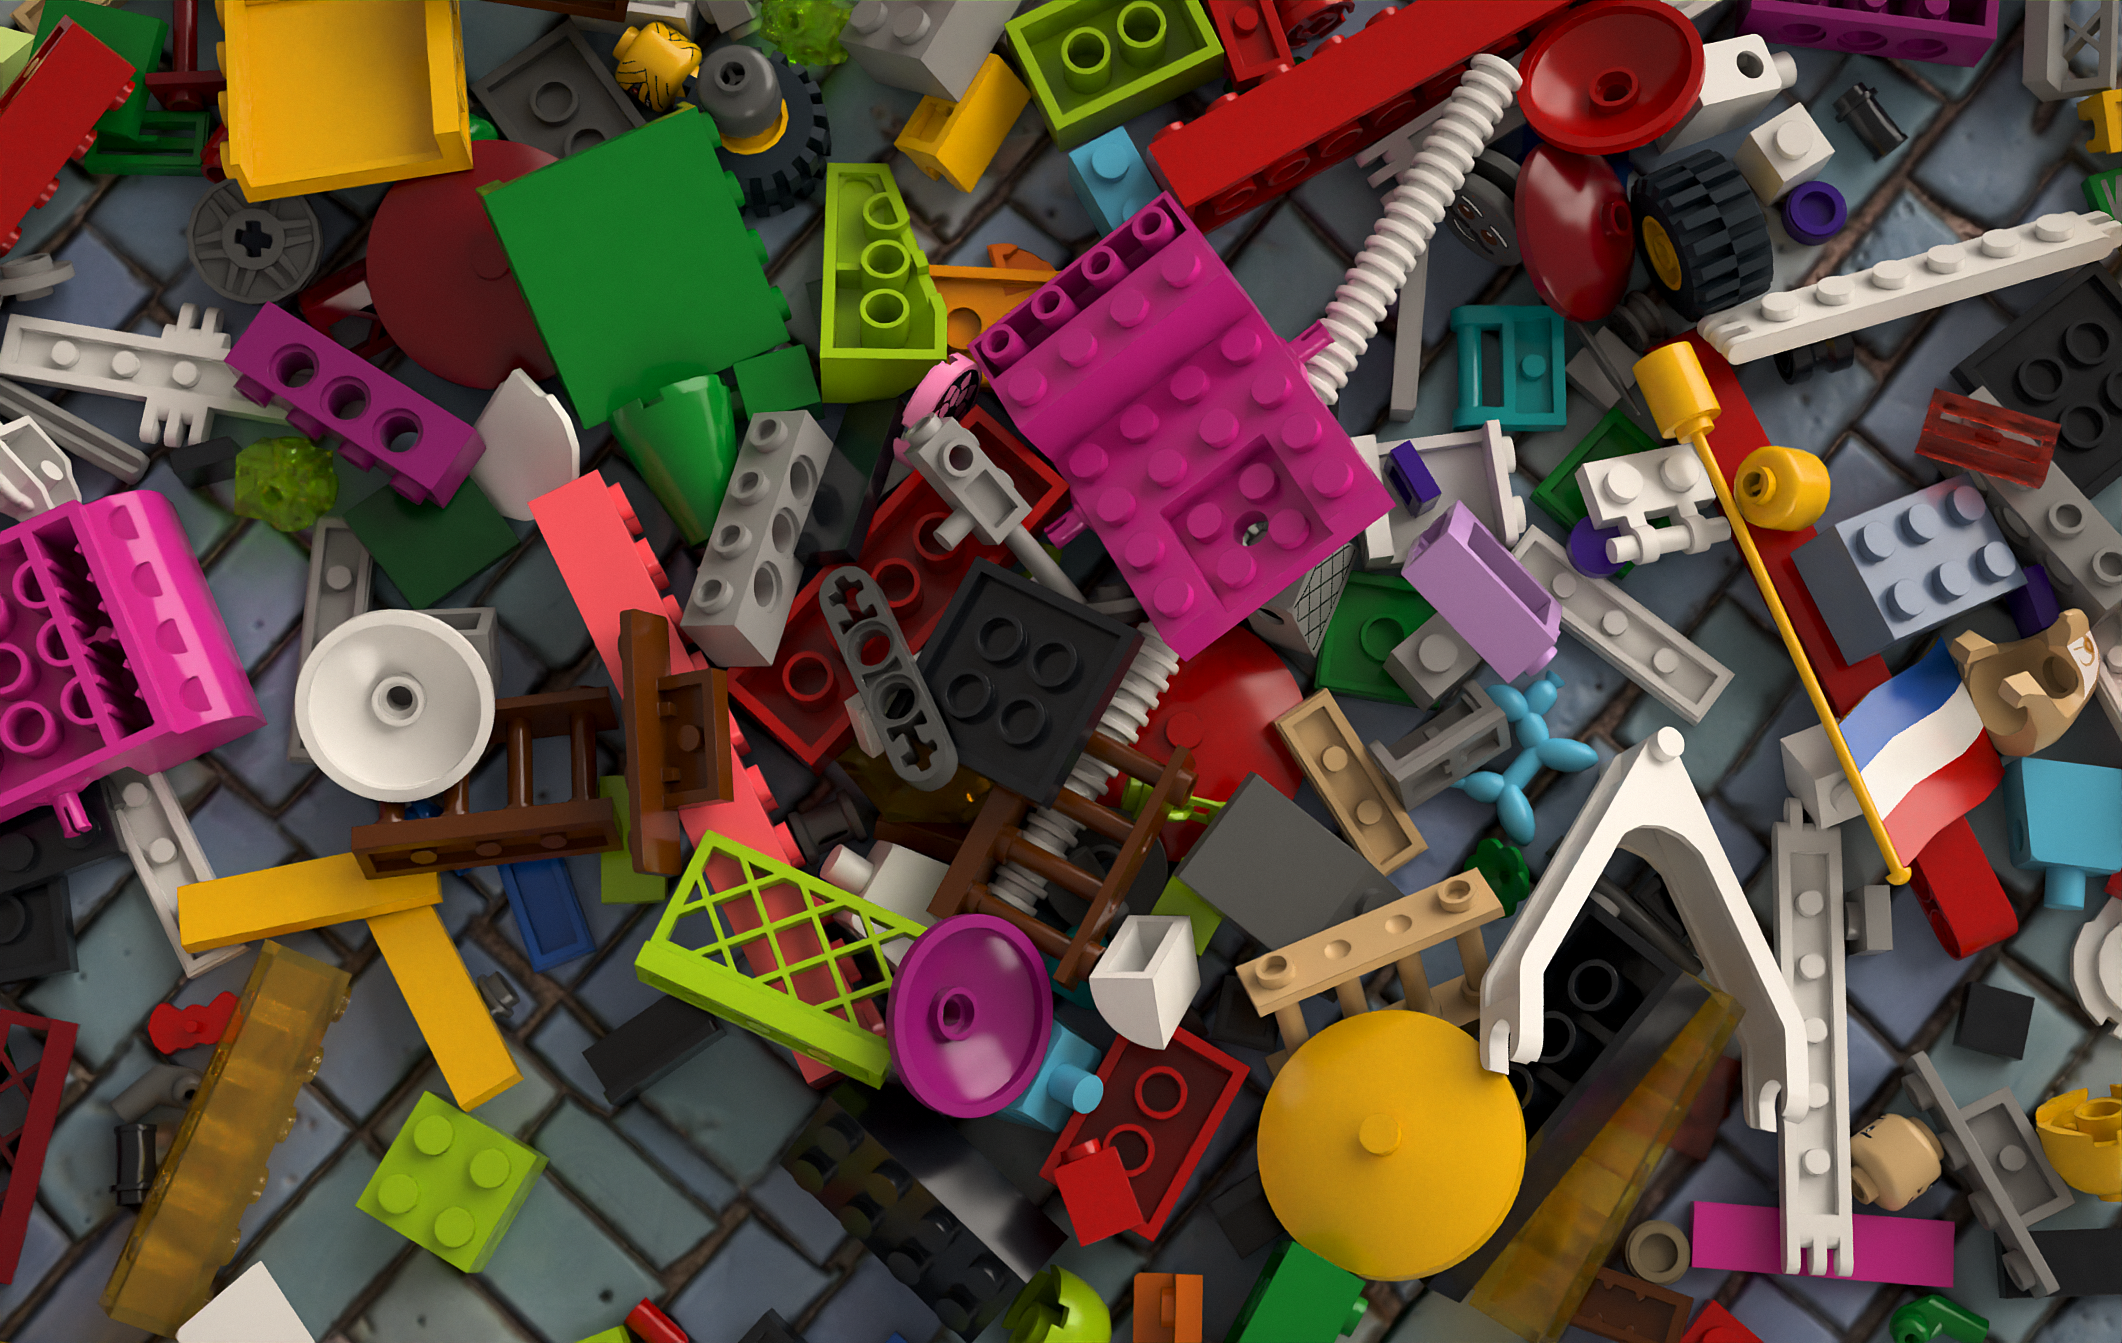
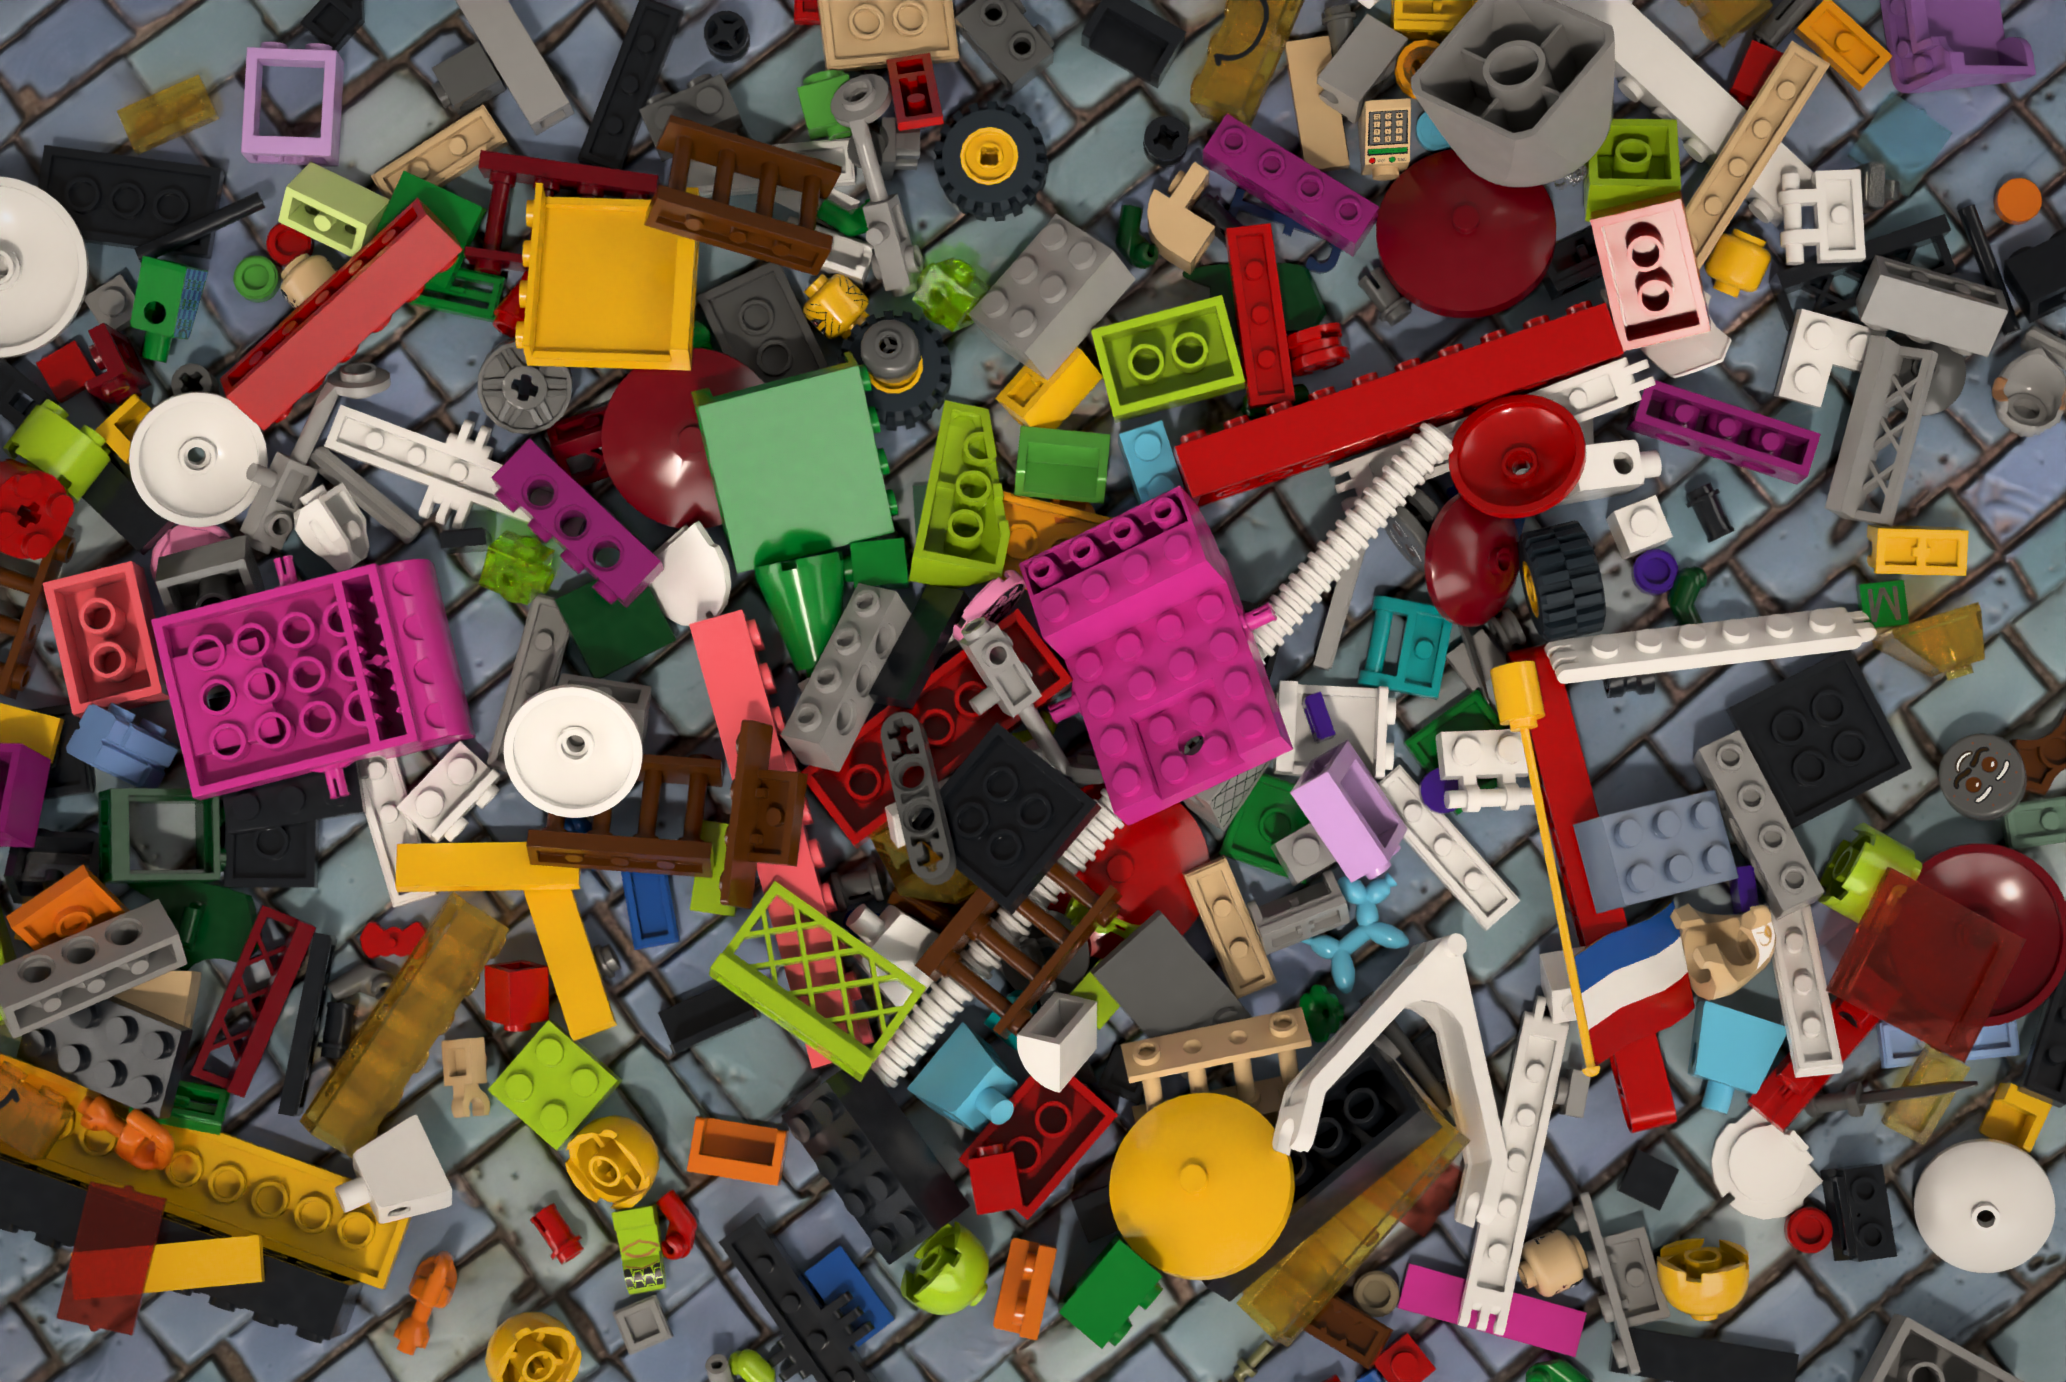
camera: 10 degrees right, 5 degrees up
(90, 1164) = (307, 1025): none -> black tile
(241, 806) = (449, 793): none -> white bracket
(322, 1185) = (464, 1070): none -> tan plate
(377, 1064) = (516, 994): none -> red brick
(552, 1272) = (613, 1161): none -> yellow cylinder
(726, 1225) = (738, 1150): none -> orange panel
(992, 1021) = (931, 1045): magenta dish -> none
(1000, 213) = (1062, 464): none -> bright green panel
(1782, 488) = (1575, 779): yellow head -> none
(1861, 229) = (1684, 594): none -> dark green arm
(1980, 459) = (1721, 787): clear red tile -> none

